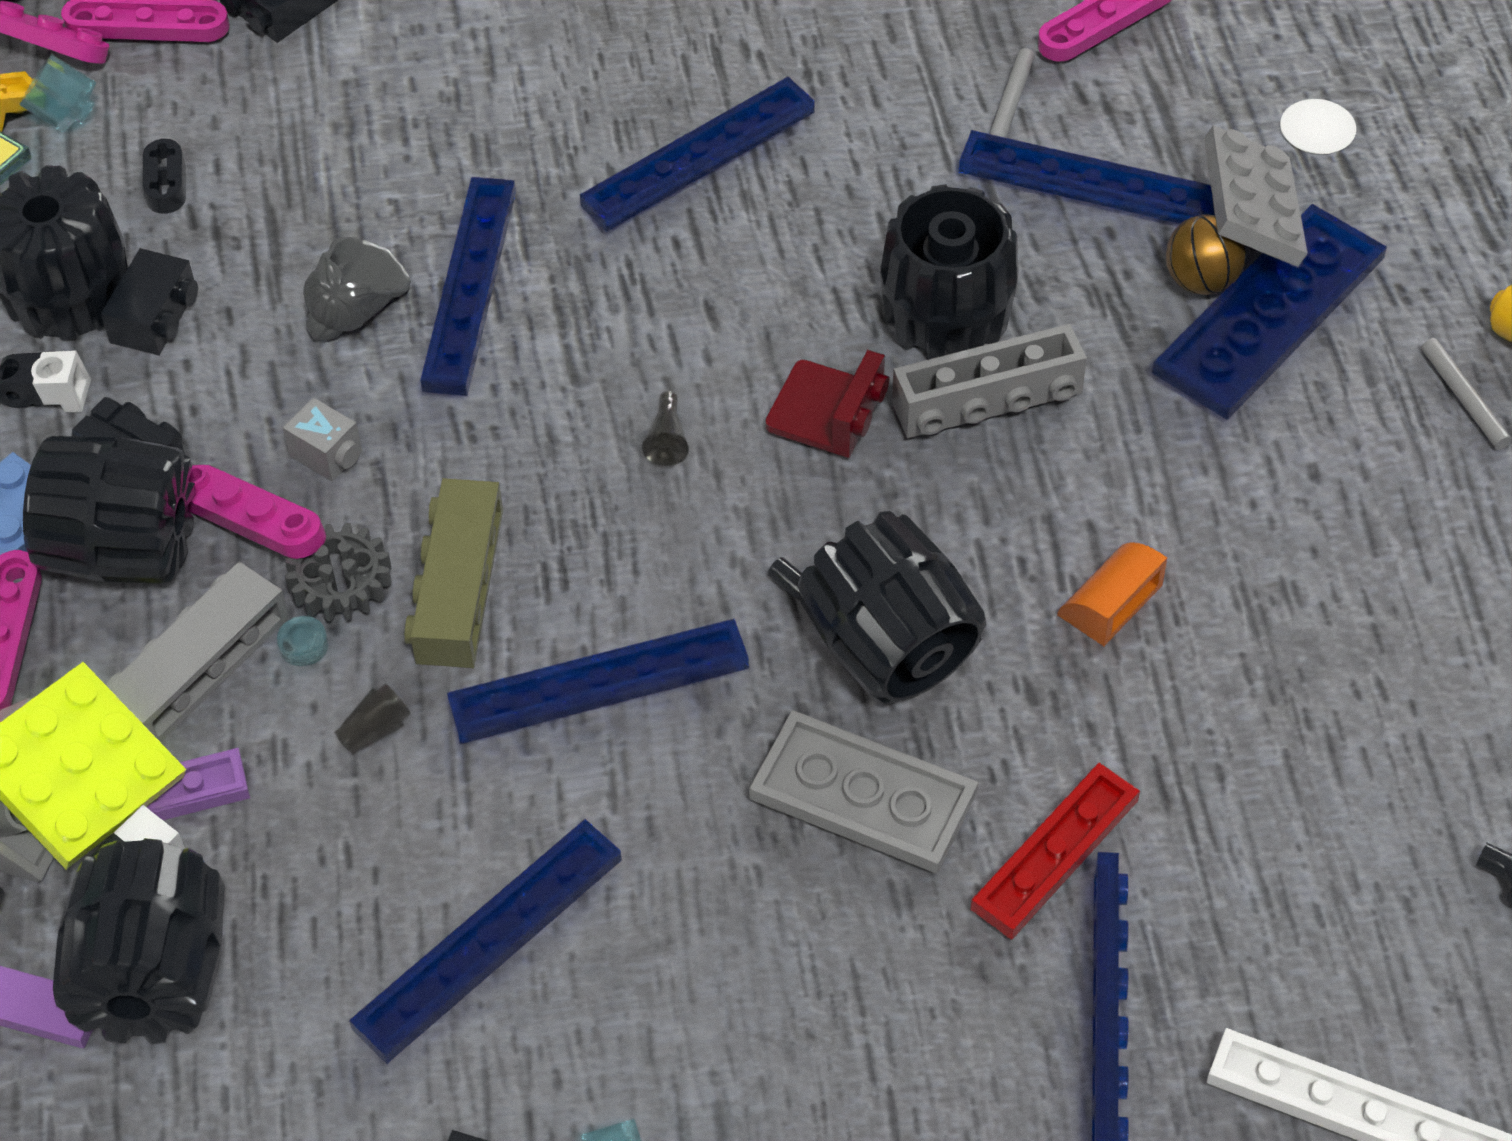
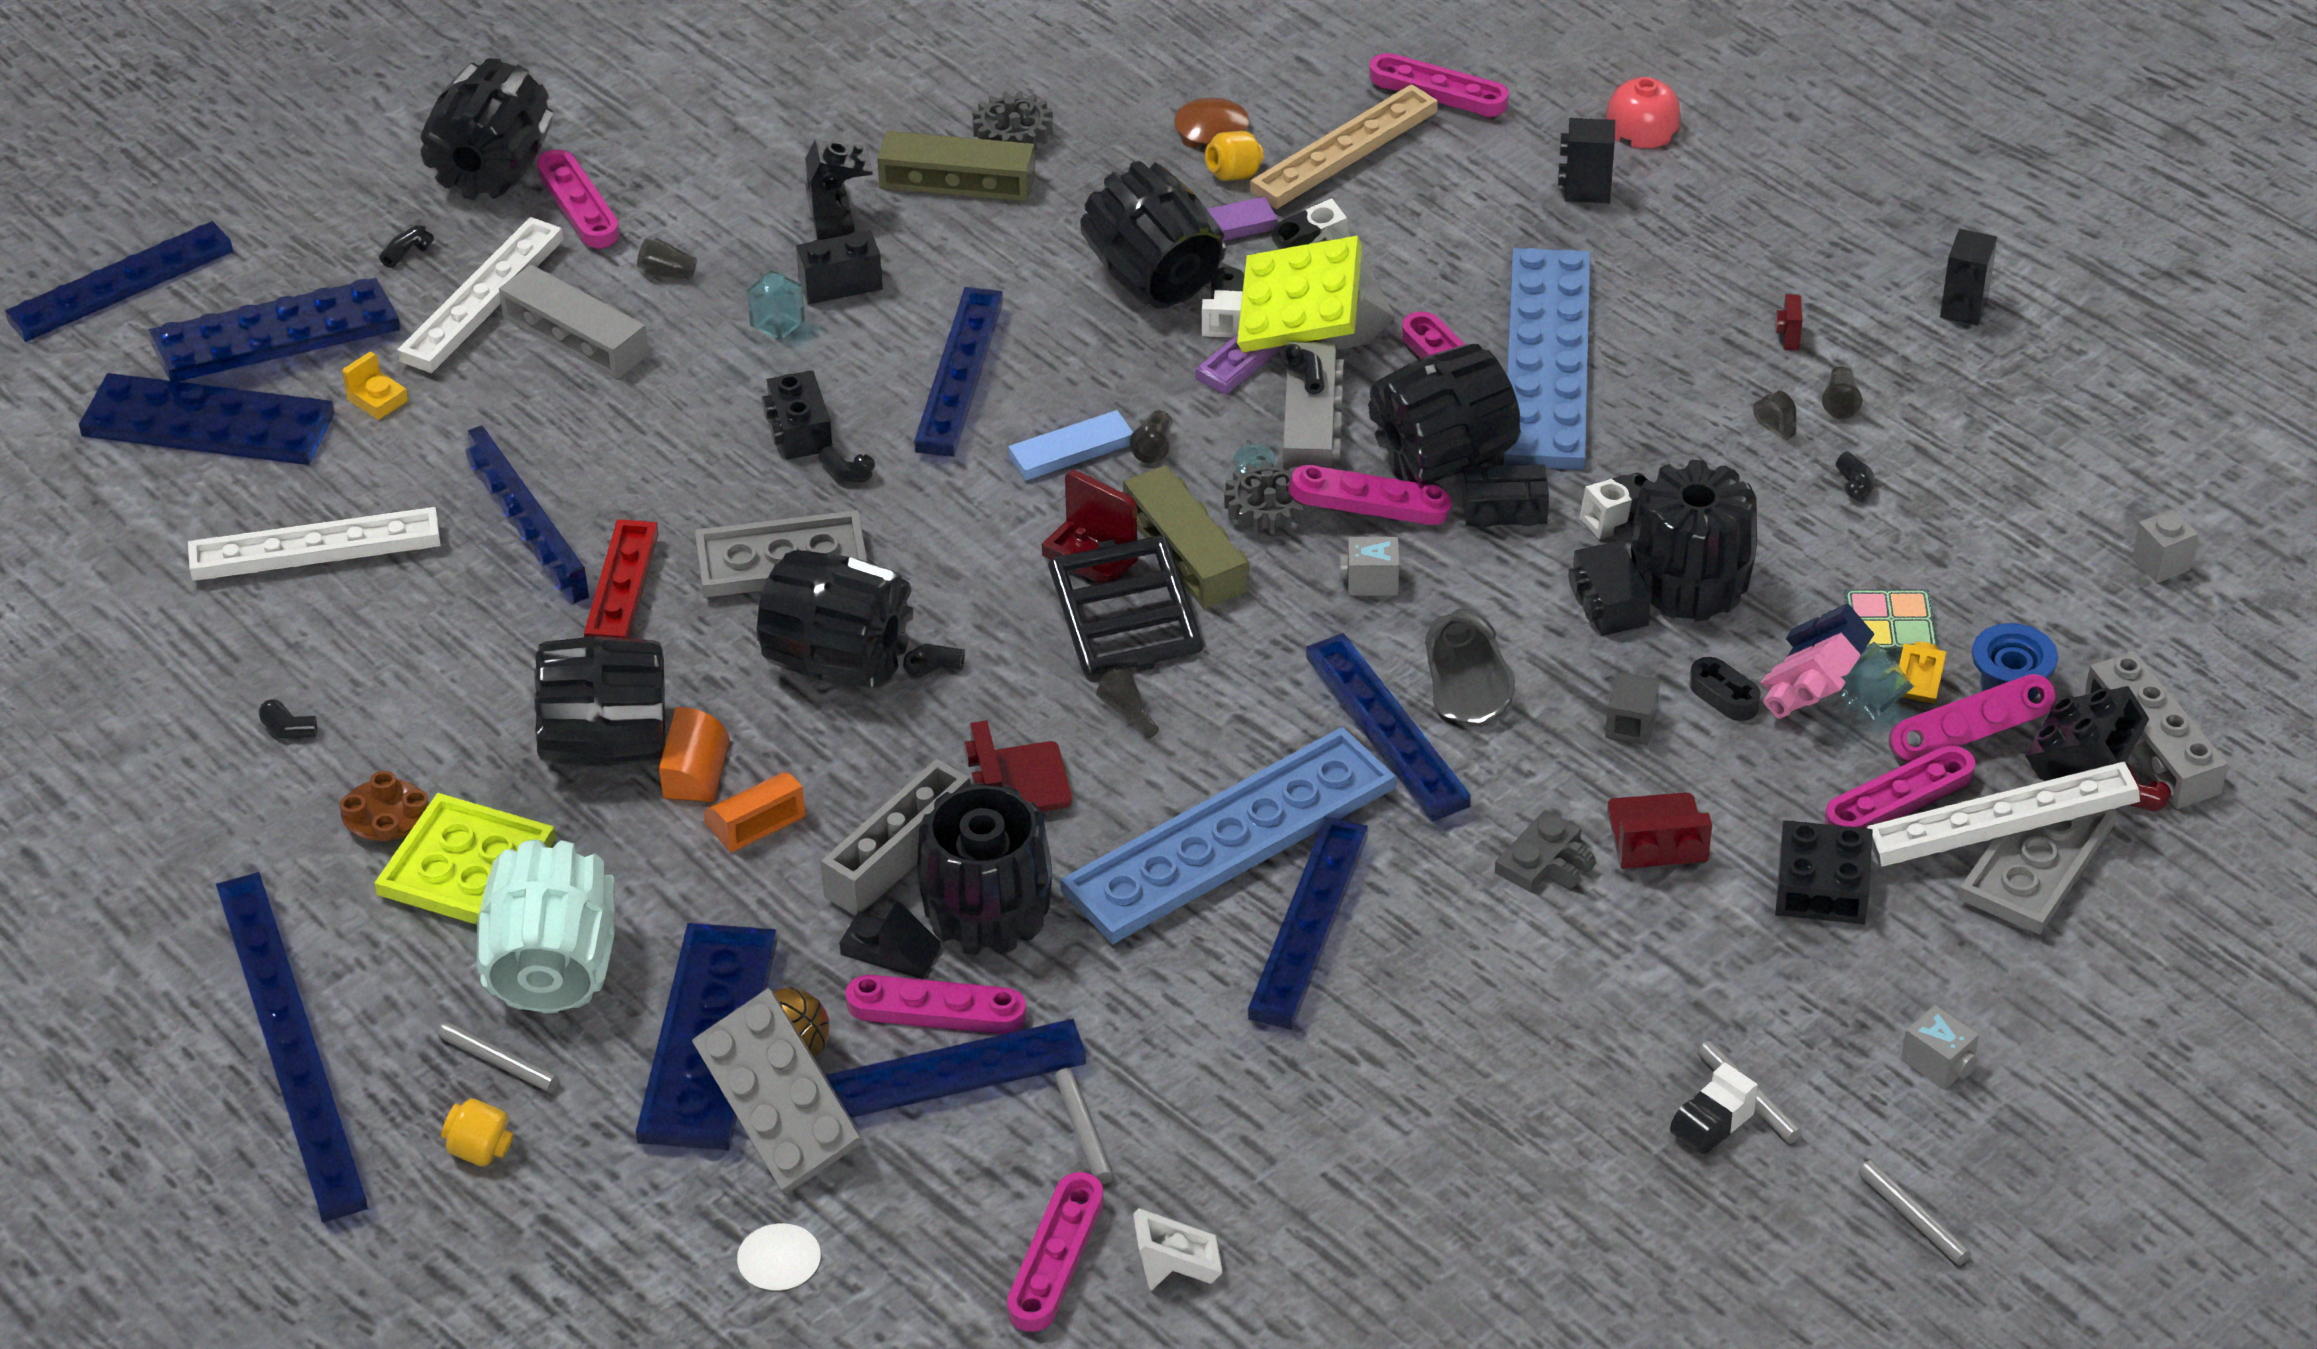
camera: 145 degrees right, 10 degrees down
(104, 113) = (1819, 659): none -> bright pink hips
(165, 660) = (1305, 365): none -> black arm
(260, 185) = (1632, 708): none -> dark grey brick
(360, 78) = (1659, 830): none -> dark red bracket
(457, 770) = (1070, 445): none -> light blue tile
(459, 124) = (1547, 851): none -> dark grey hinge
(553, 605) = (1094, 516): none -> dark red bracket
(556, 568) = (1082, 632): none -> black bar
(597, 681) = (1013, 534): clear blue plate -> none
(692, 258) = (1226, 834): none -> medium blue plate
(711, 876) = (844, 470): none -> black arm
(712, 973) = (797, 414): none -> black brick
(1054, 306) = (891, 943): none -> black slope
(1066, 255) = (936, 1004): none -> dark pink plate
(1090, 502) = (756, 811): none -> orange brick
(1188, 638) = (600, 701): none -> black wheel
(1379, 419) = (545, 927): none -> light aqua wheel
(1401, 595) = (451, 854): none -> neon yellow plate
(1455, 701) = (383, 807): none -> dark orange dish

